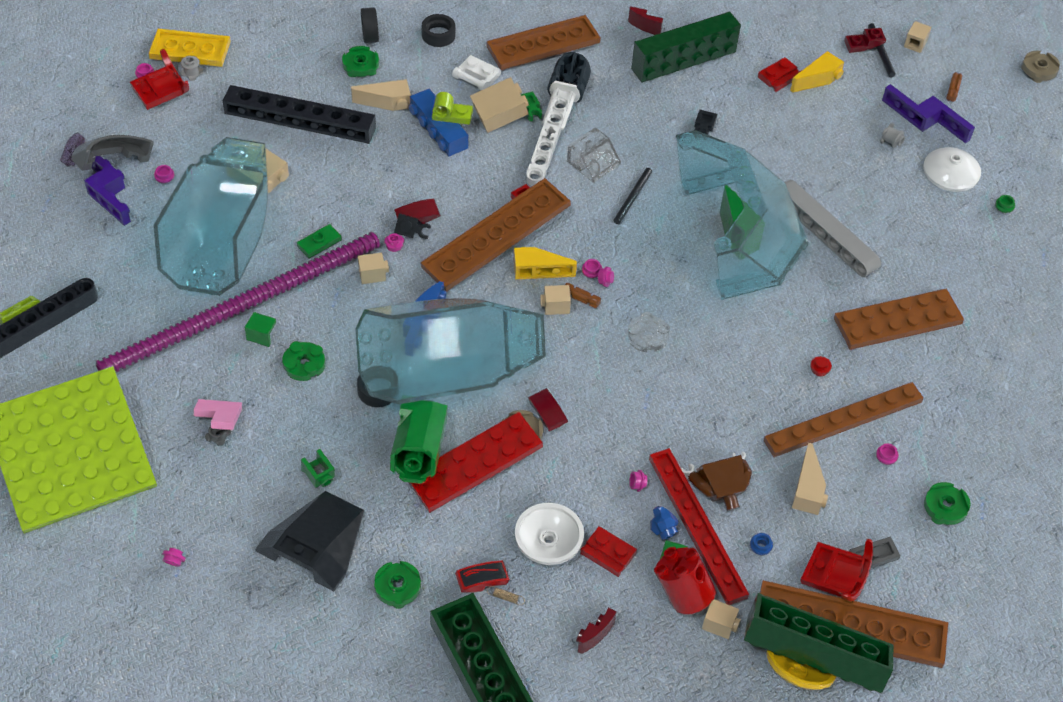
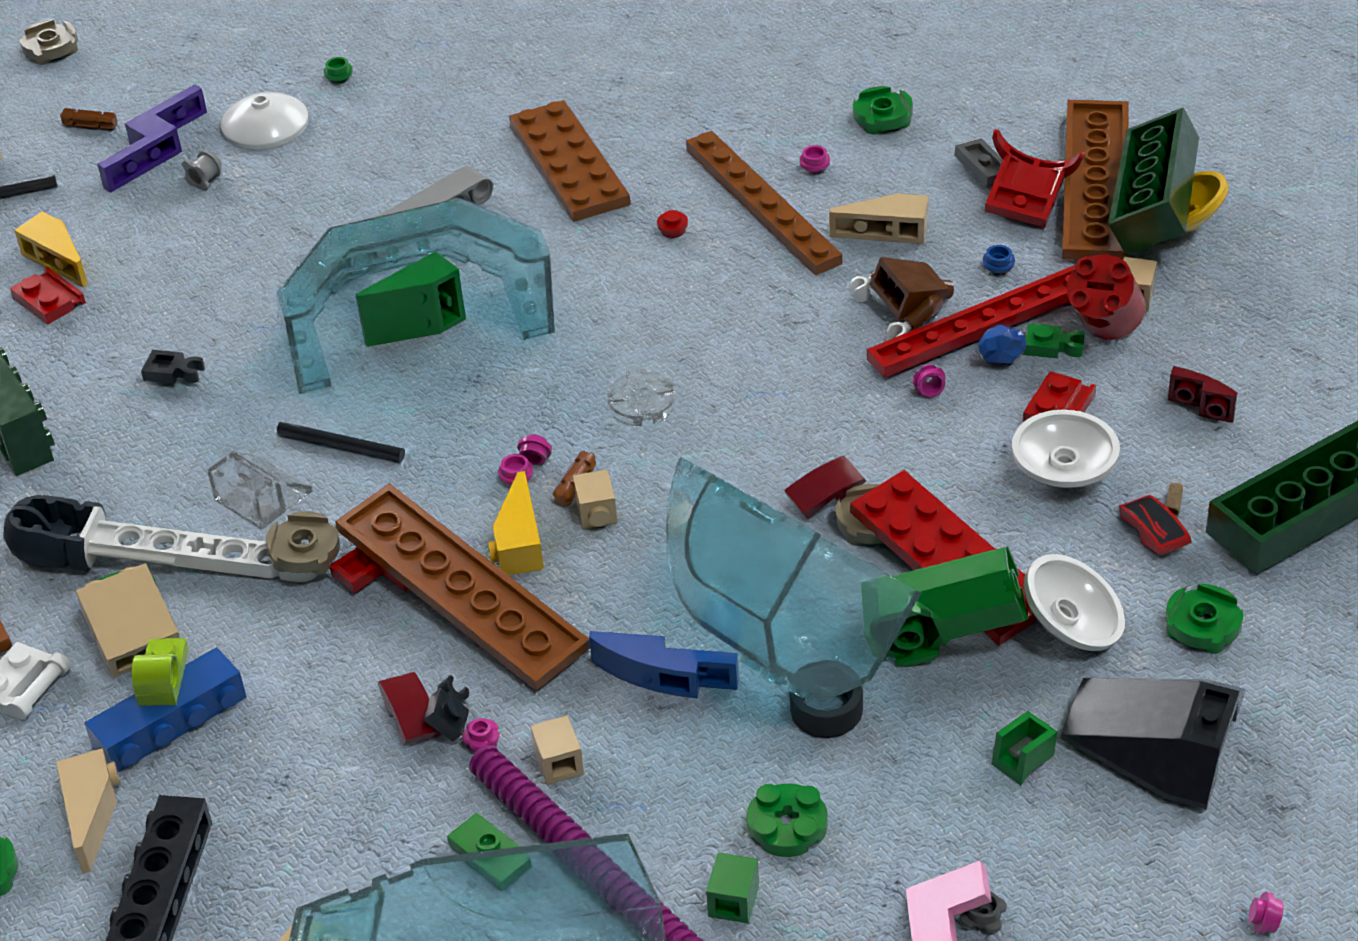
camera: 90 degrees left, 10 degrees down
(397, 508) = (1074, 602): none -> white dish
(538, 160) = (313, 557): none -> dark tan plate

